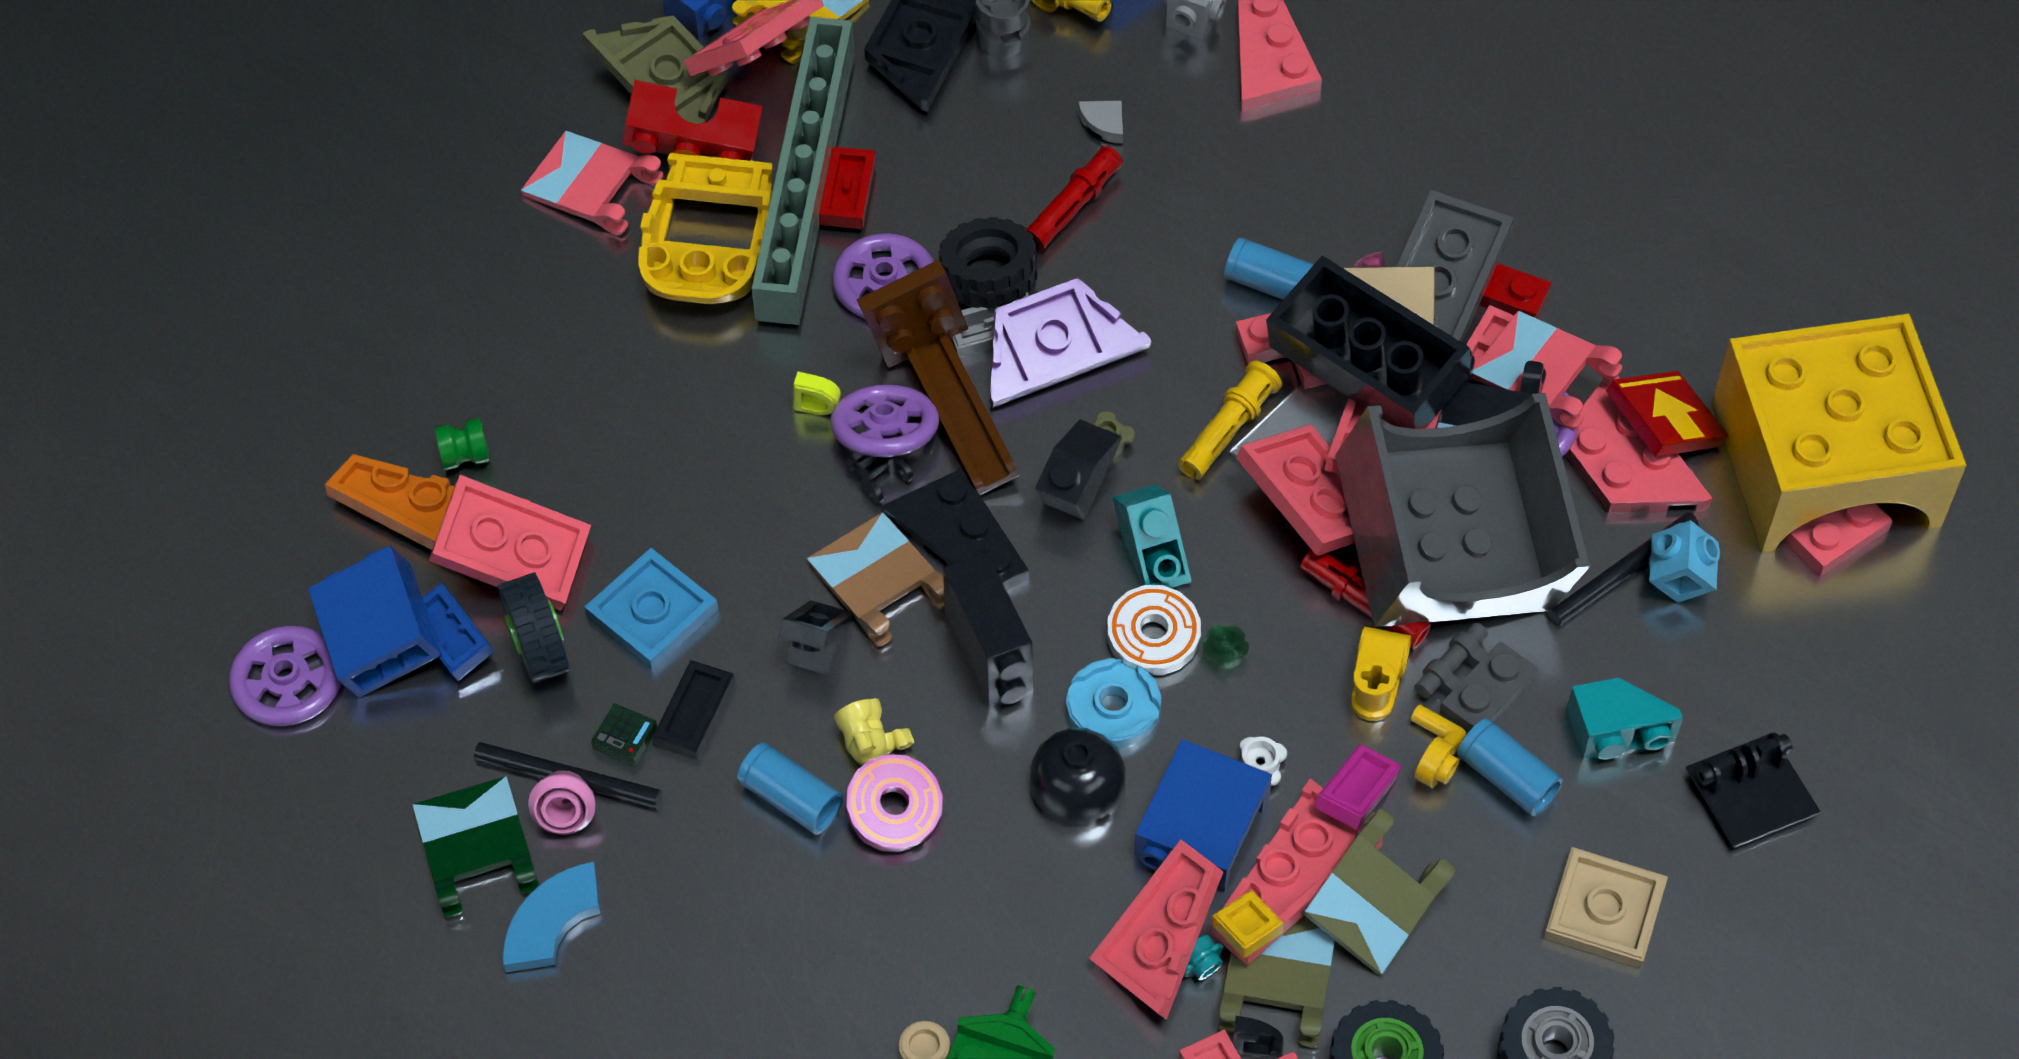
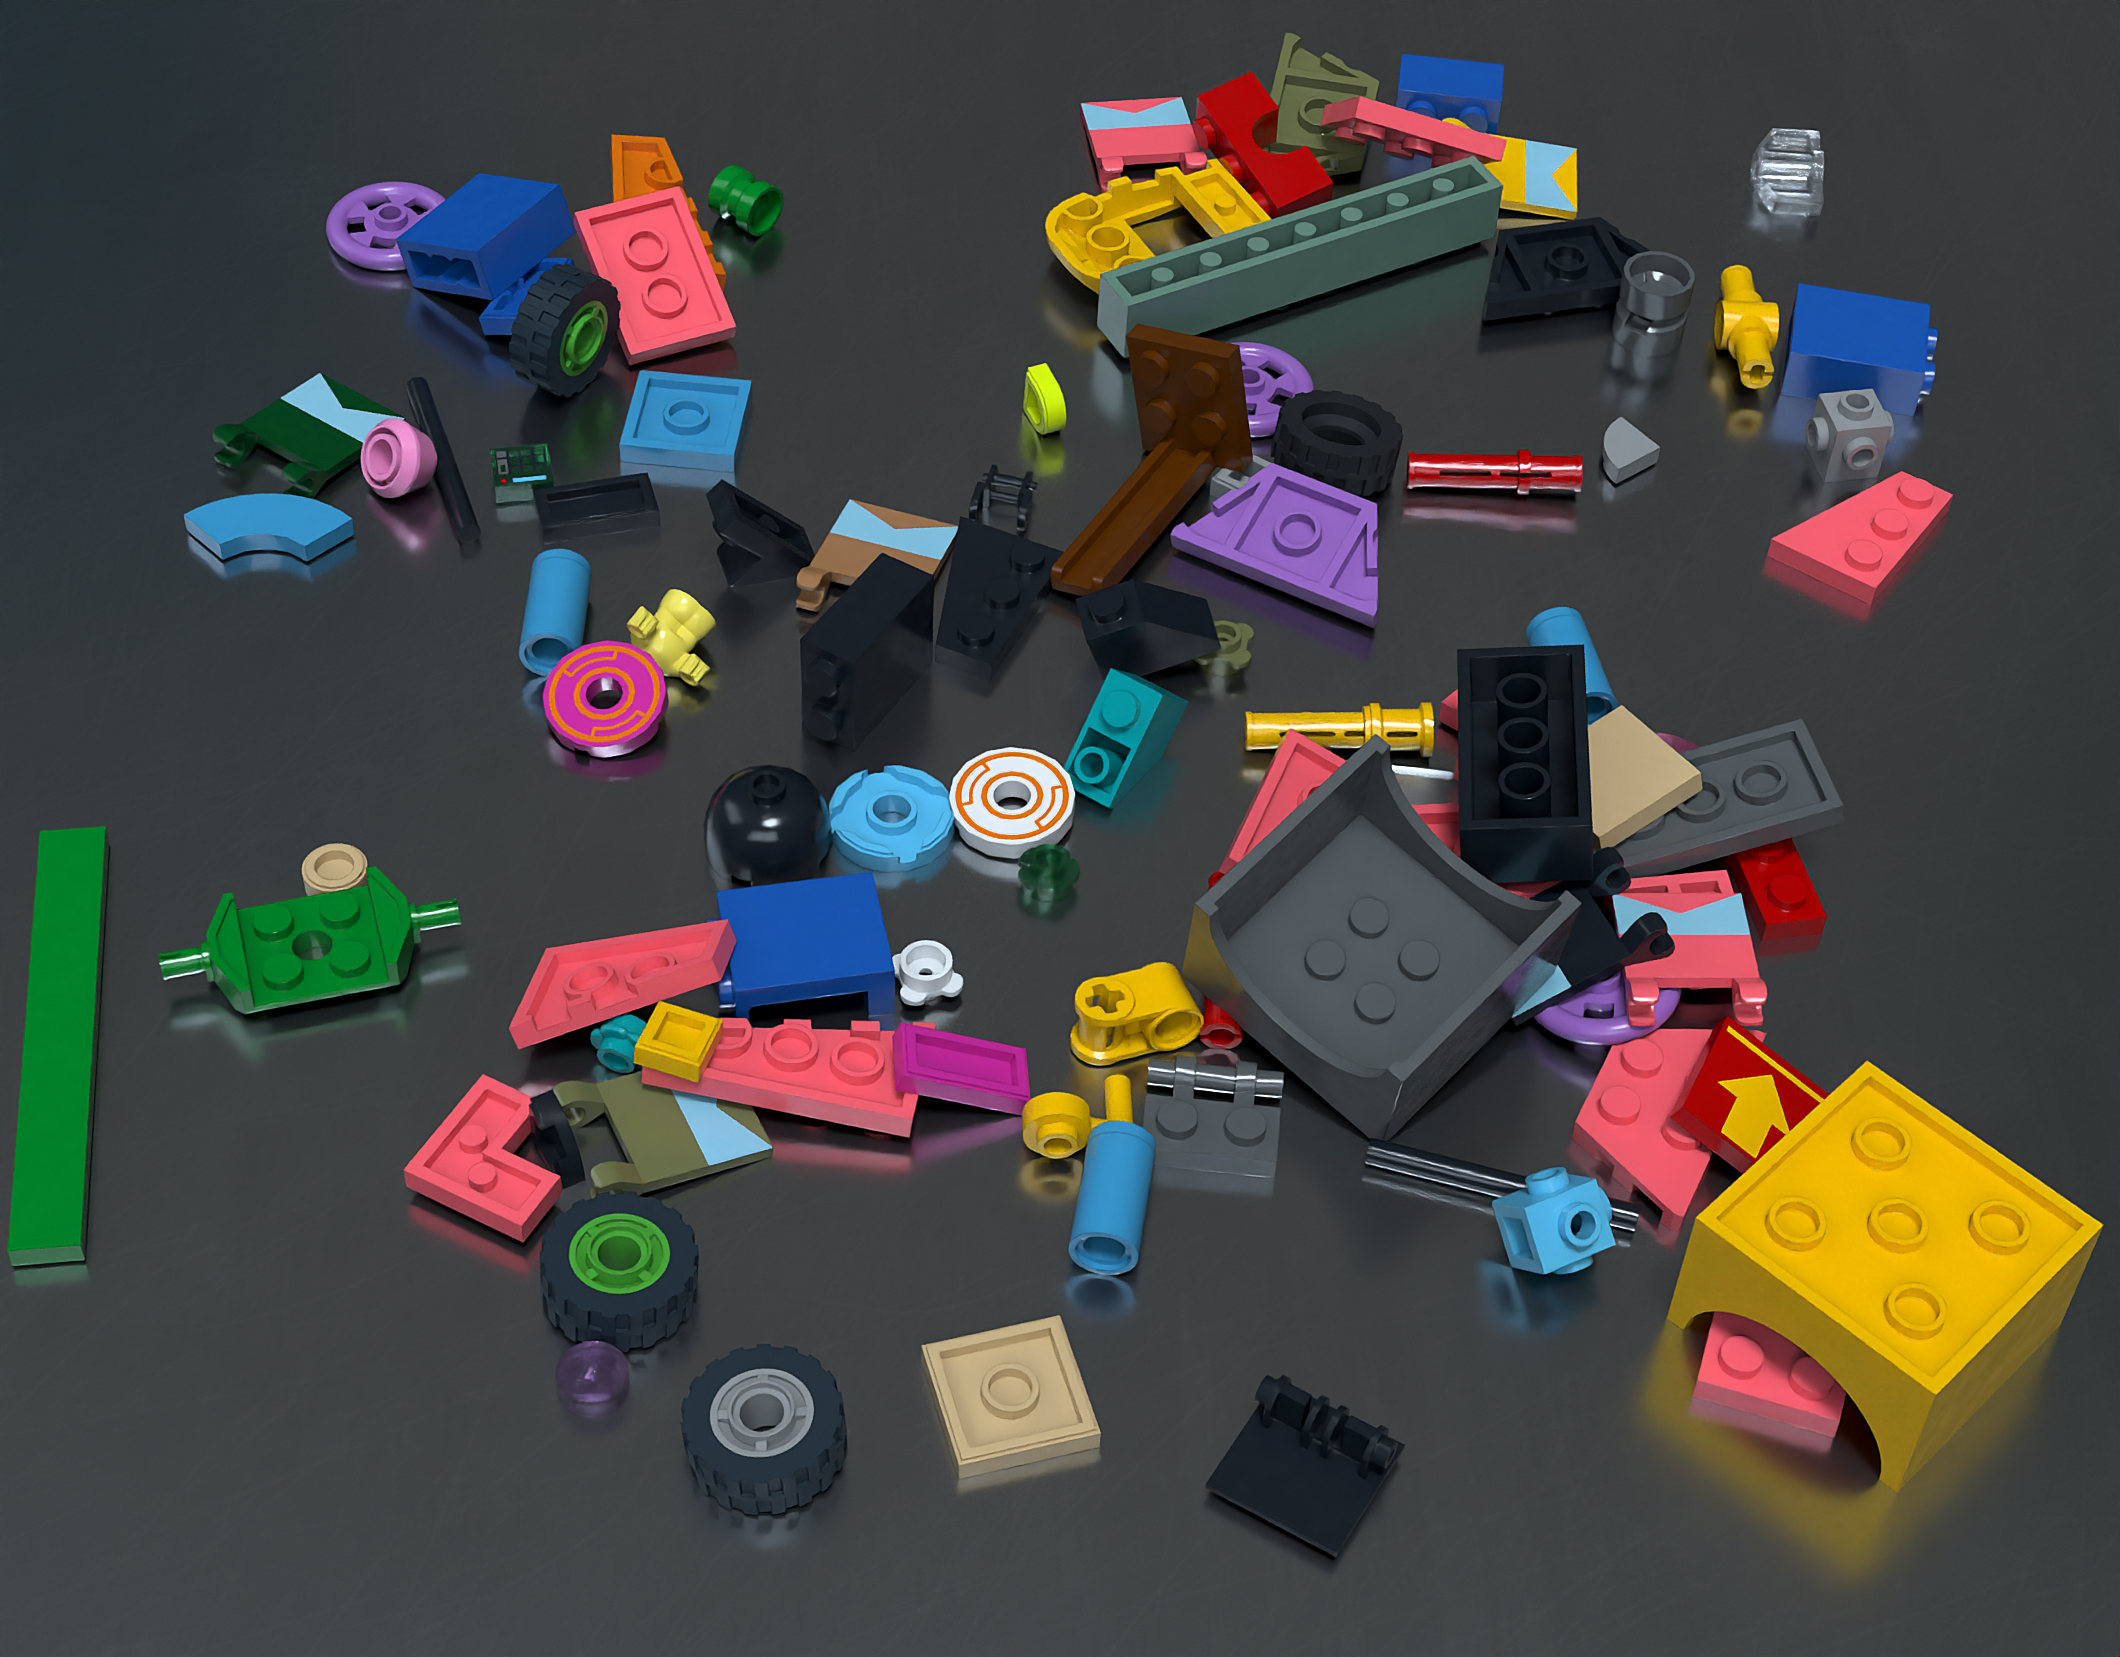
camera: 50 degrees right, 10 degrees down
(847, 187) = (1321, 305): red plate -> none
(884, 421) = (1062, 464): medium lavender plate -> none
(1370, 900) = (817, 1152): olive flag -> none
(1619, 718) = (1272, 1269): teal slope -> none

